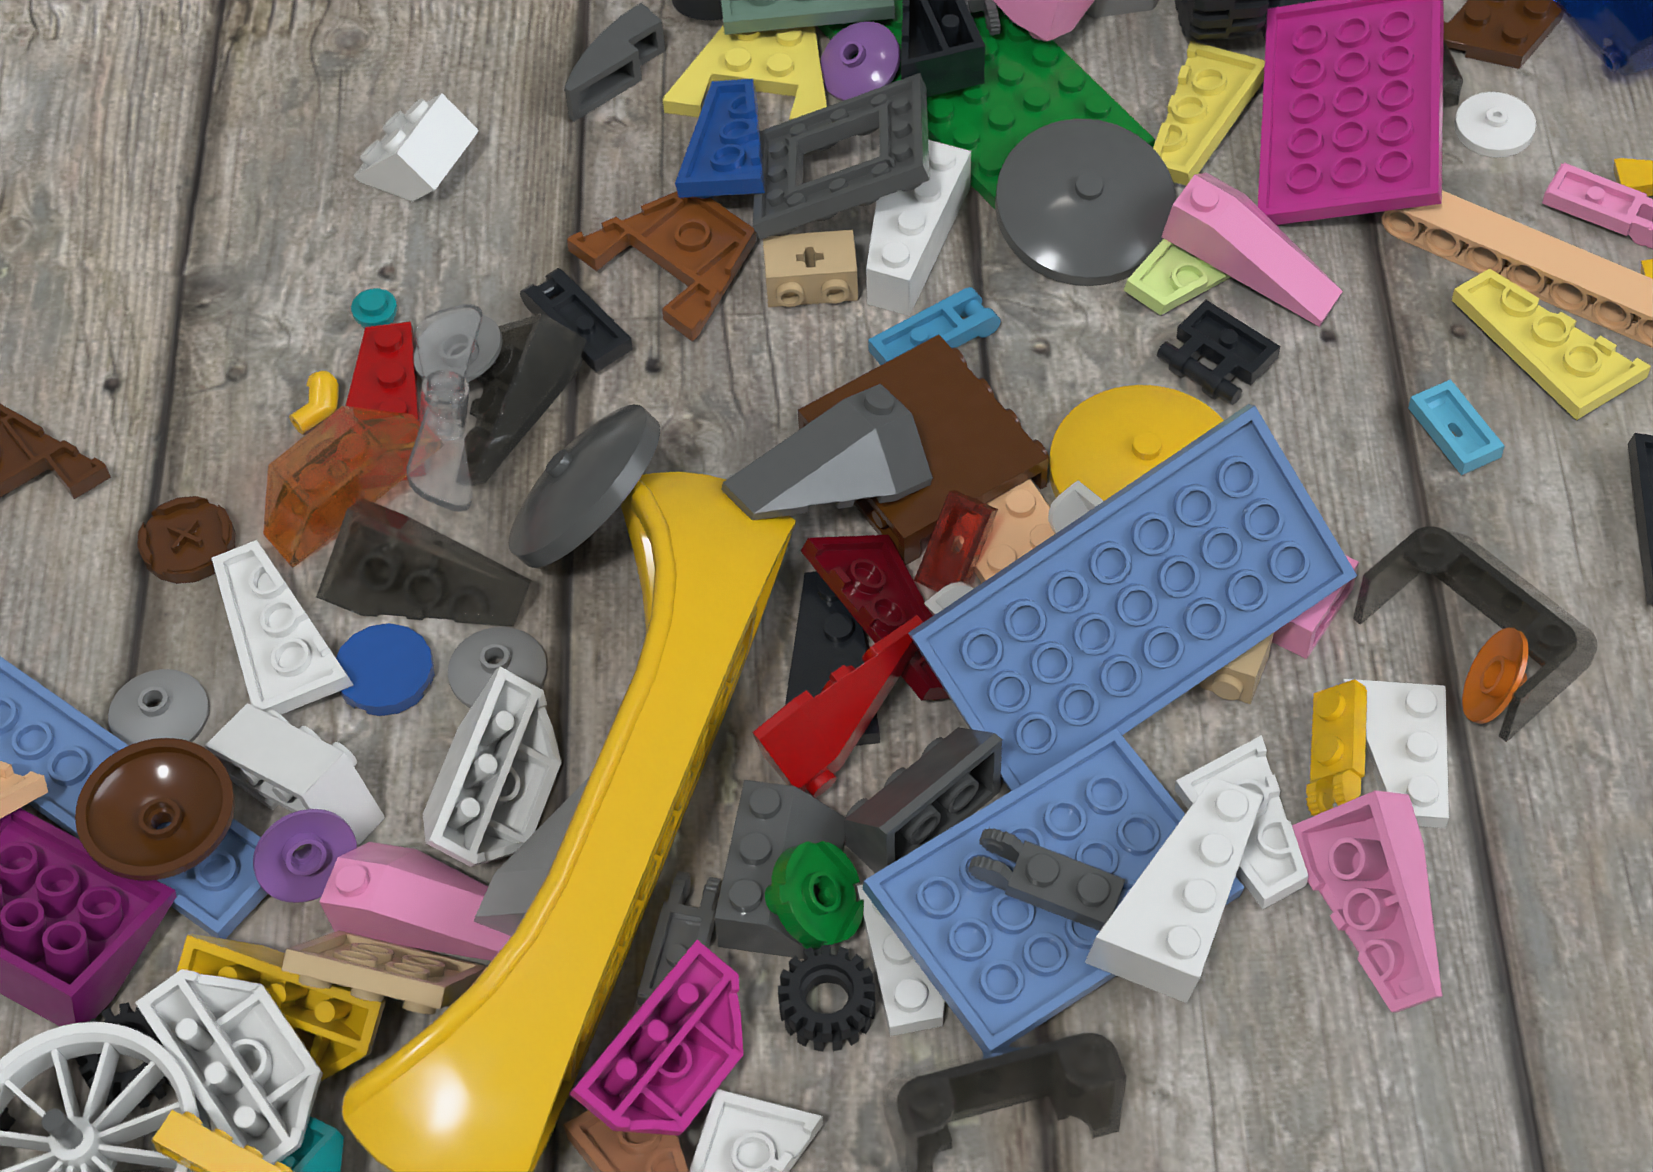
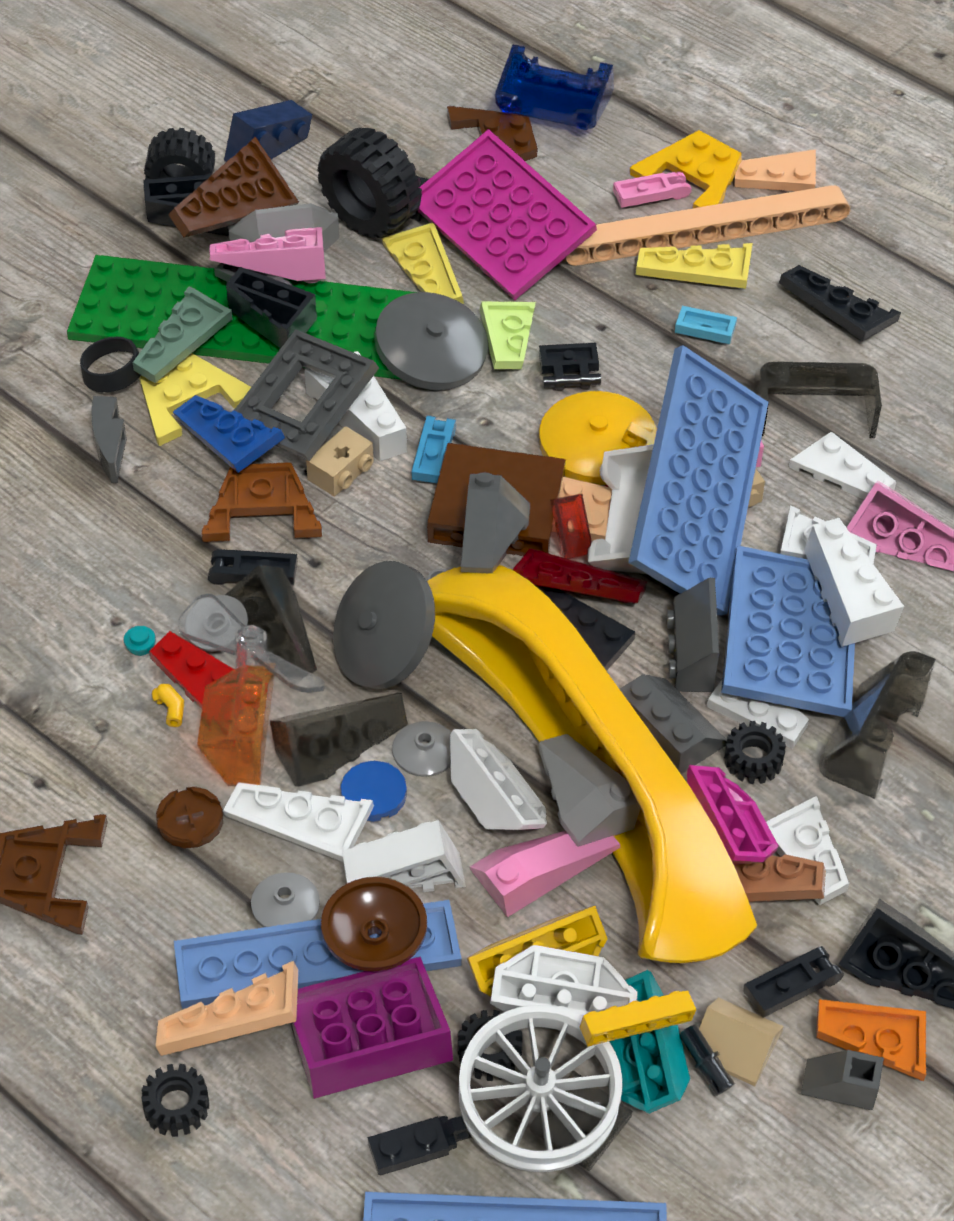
camera: 50 degrees left, 5 degrees down
(305, 872) = (461, 889): medium lavender dish -> none
(382, 969) = (581, 891): tan plate -> none
(417, 149) = (60, 550): white slope -> none
(794, 900) = (704, 712): green plate -> none
(817, 734) = (622, 638): red wedge -> none
(871, 68) = (245, 361): medium lavender dish -> none
(1048, 879) = (792, 623): dark grey hinge -> none
(1247, 245) = (523, 309): bright pink wedge -> none
(1337, 746) = (821, 486): yellow hinge -> none
(1495, 124) = (565, 182): white piece -> none
(1495, 675) = (851, 409): orange dish -> none

